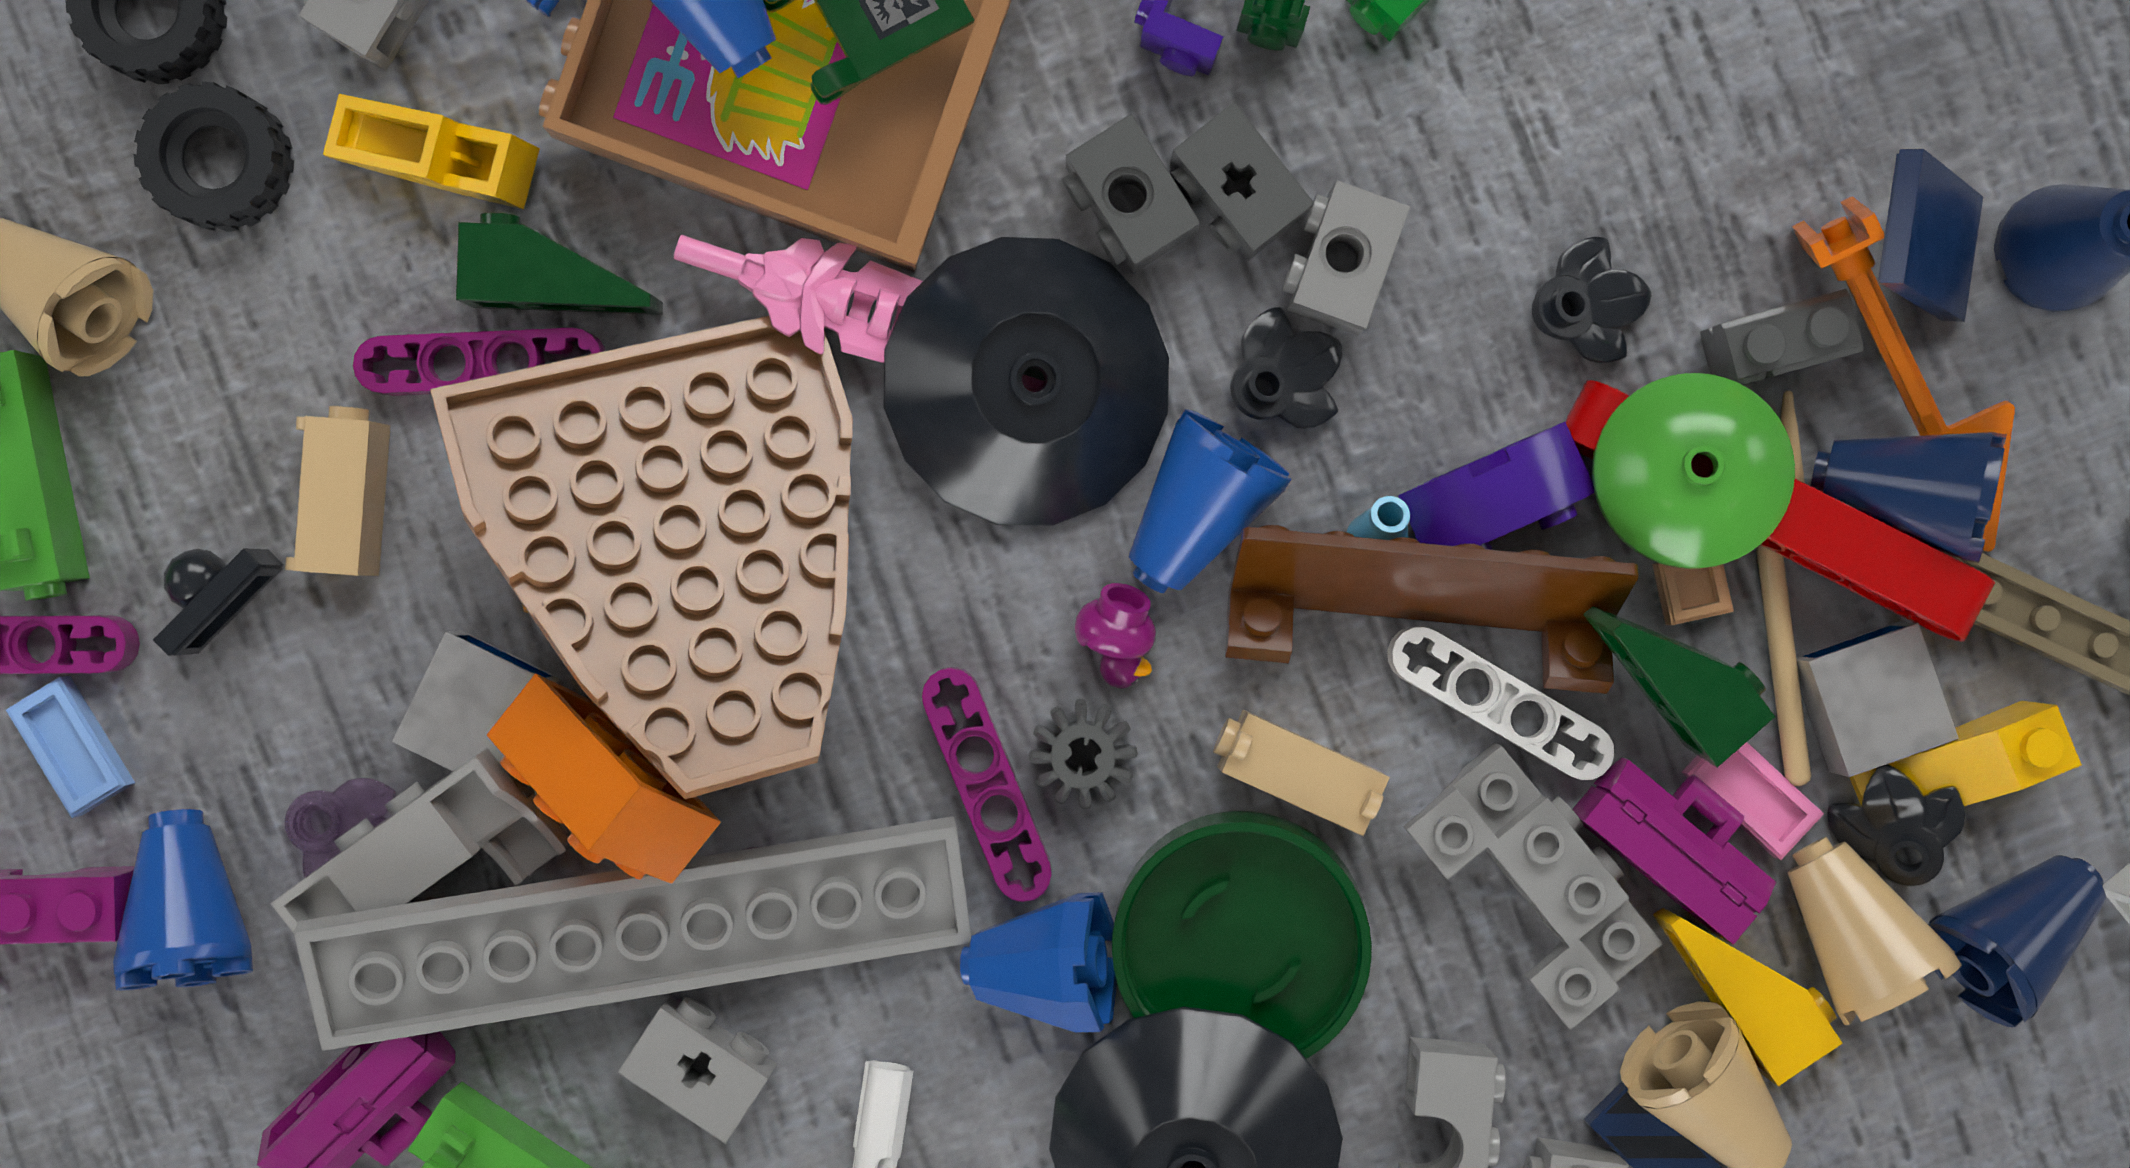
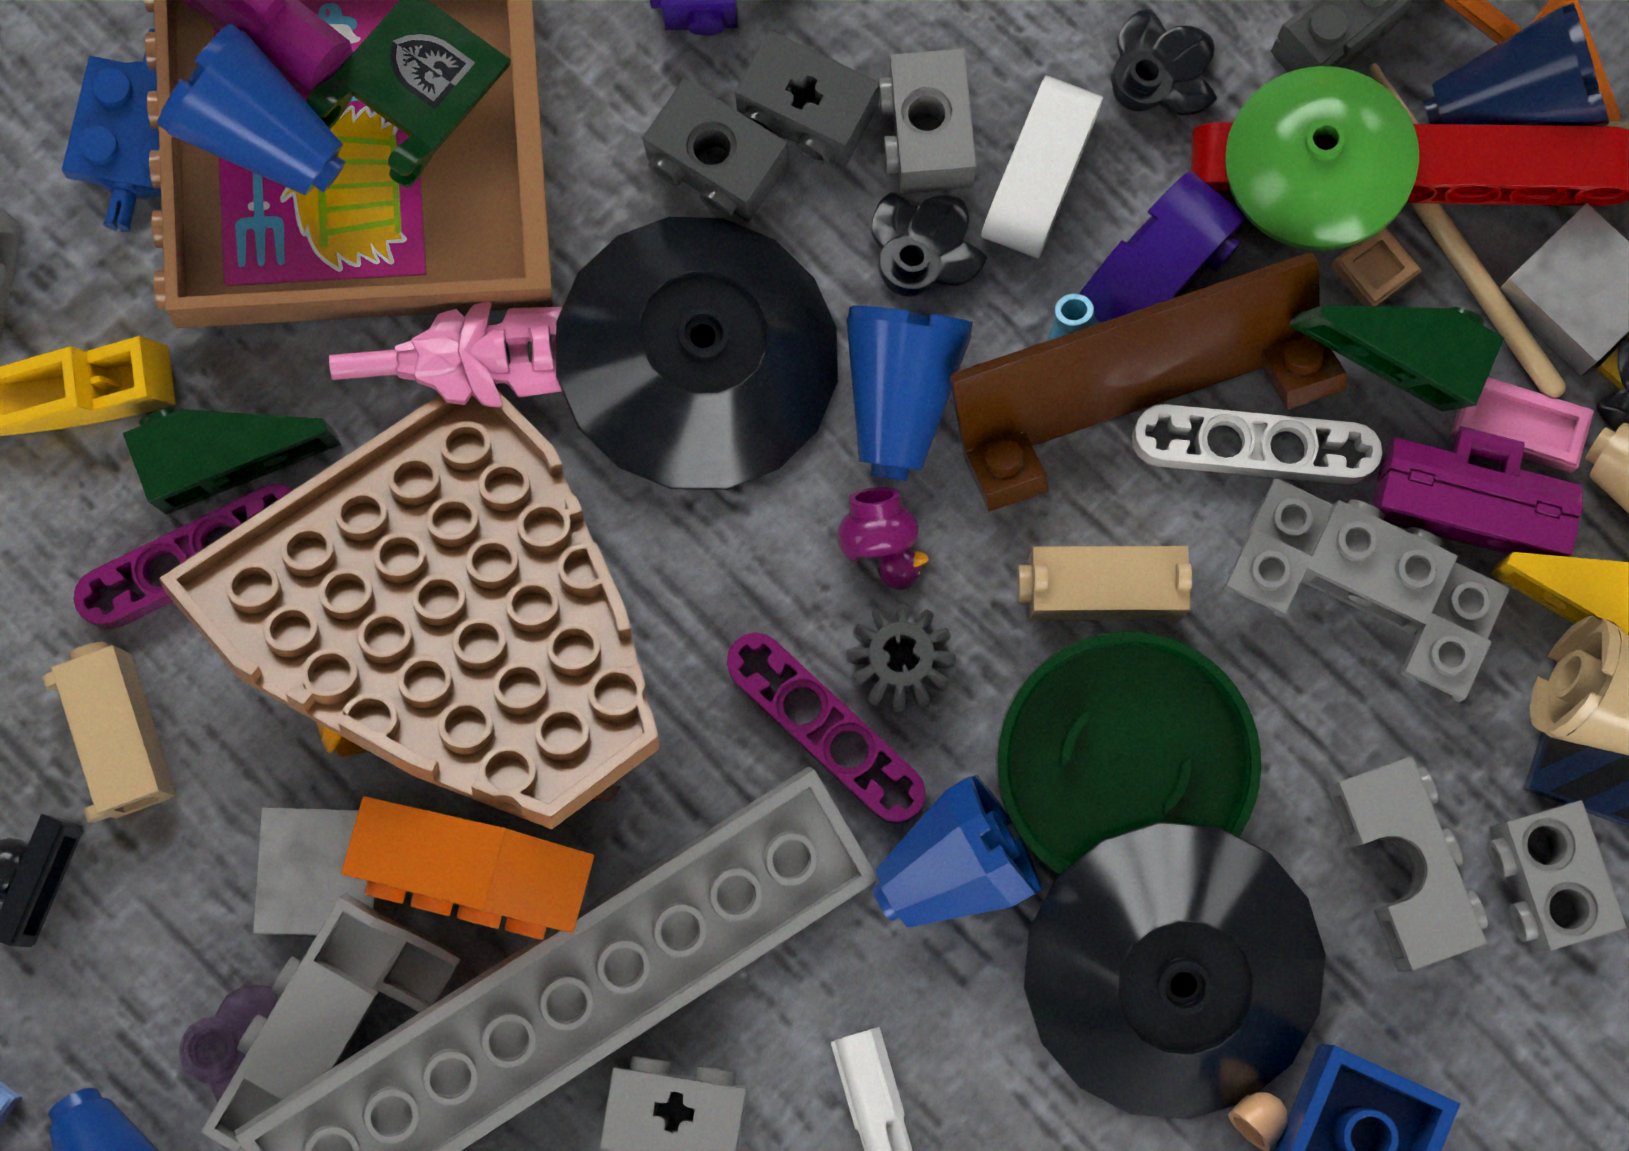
camera: 20 degrees left, 10 degrees down
(1430, 350) = (1041, 167): none -> white beam

